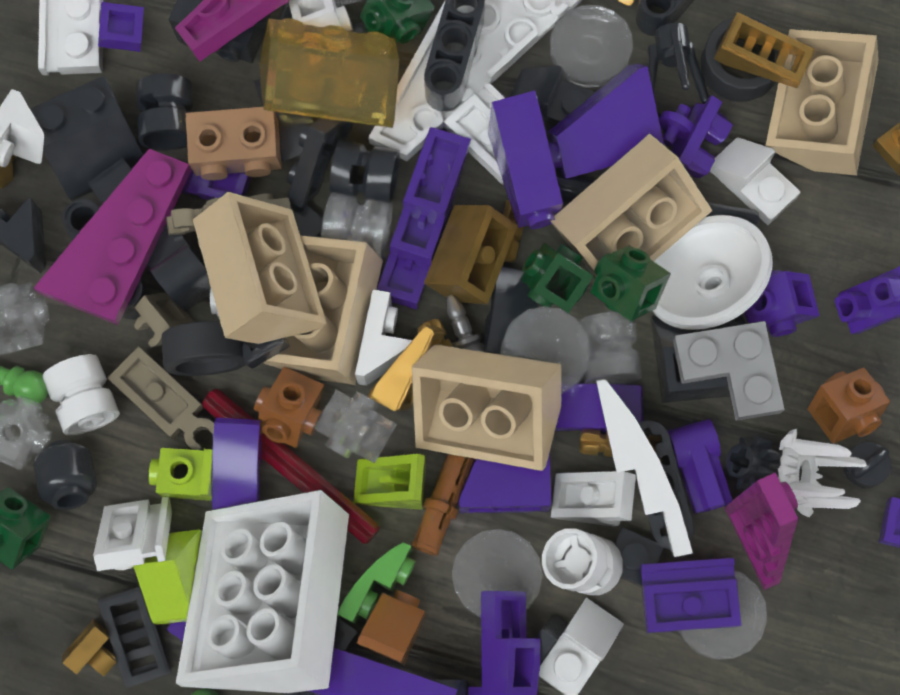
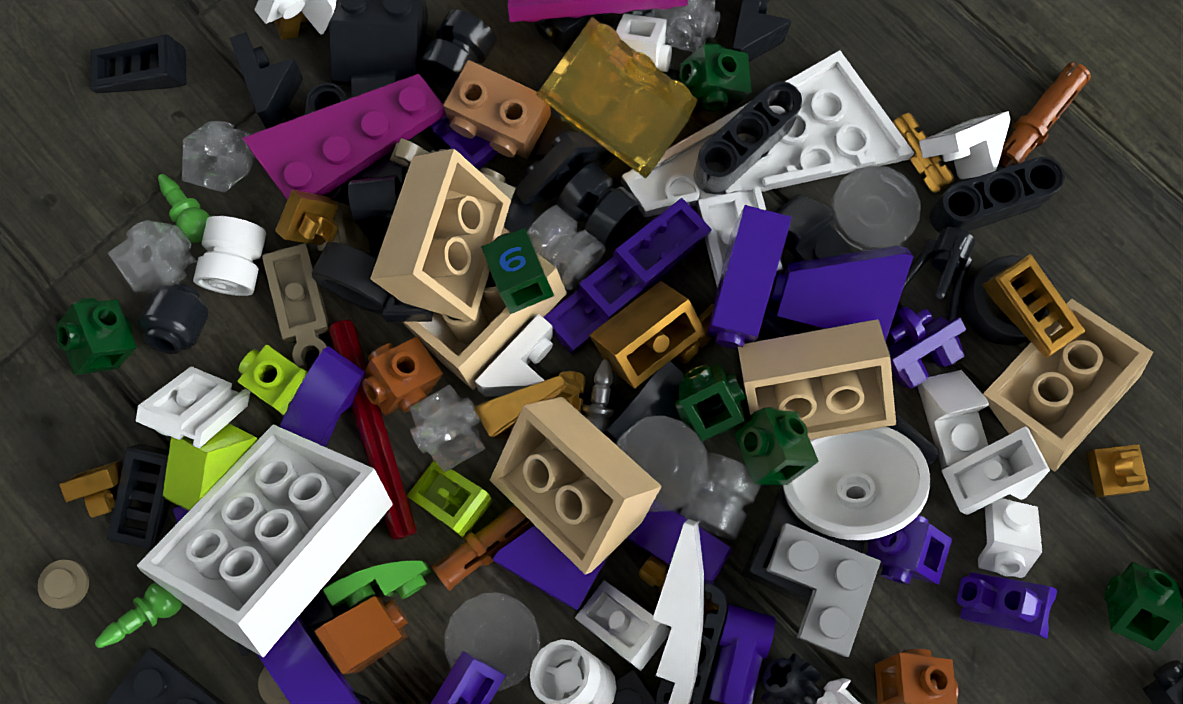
camera: 25 degrees right, 0 degrees up
(133, 322) = (308, 218): none -> pearl gold tile
(338, 261) = (517, 270): none -> dark green brick
(815, 195) = (1000, 469): none -> white slope
(853, 246) = (1011, 538): none -> white bracket

